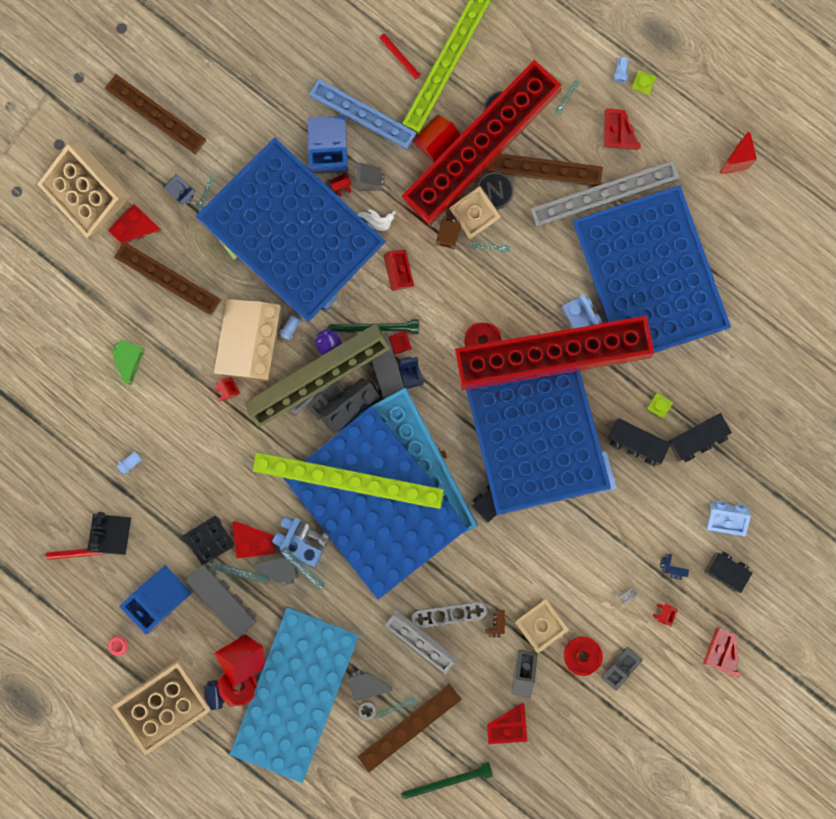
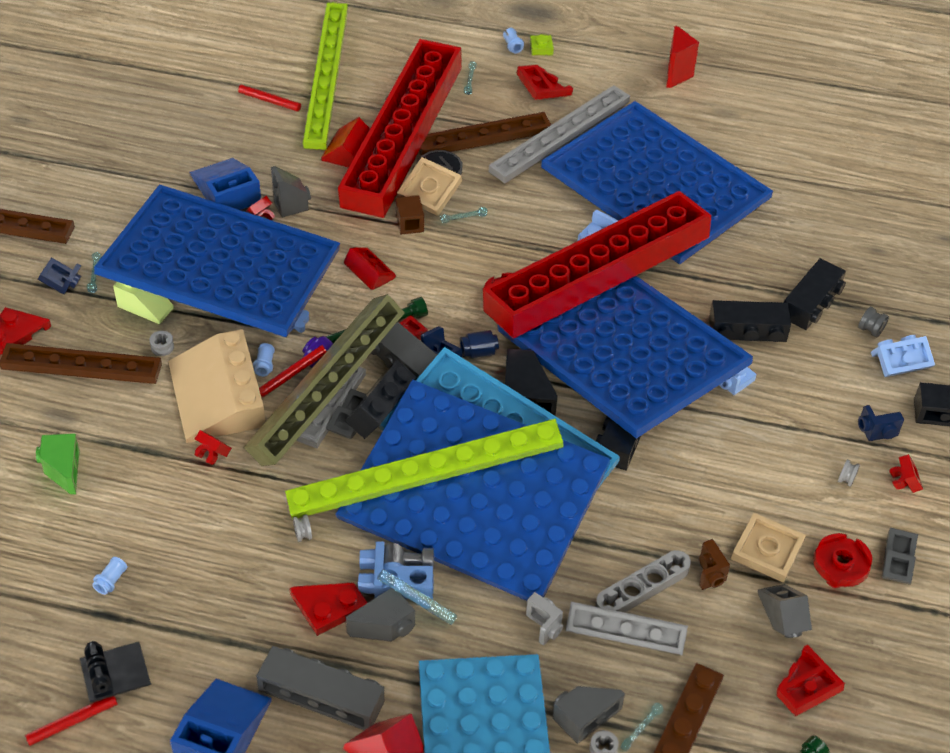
camera: 30 degrees left, 35 degrees down
(208, 540) = (265, 621): black hinge -> none
(232, 284) = (161, 336): none -> light grey bush
(241, 573) = (336, 647): clear light blue bar -> none
(257, 480) = (302, 528): none -> light grey bush
(302, 351) = (291, 371): none -> red bar
(362, 114) = (252, 150): medium blue plate -> none
(376, 221) = (328, 232): white piece -> none
(377, 609) = (546, 615): none -> light grey bracket
(439, 380) = (479, 344): none -> dark blue brick
(453, 428) = (529, 379): none -> black slope
(659, 406) = (748, 286): lime plate -> none
(726, 481) = (873, 322): none -> dark grey wheel

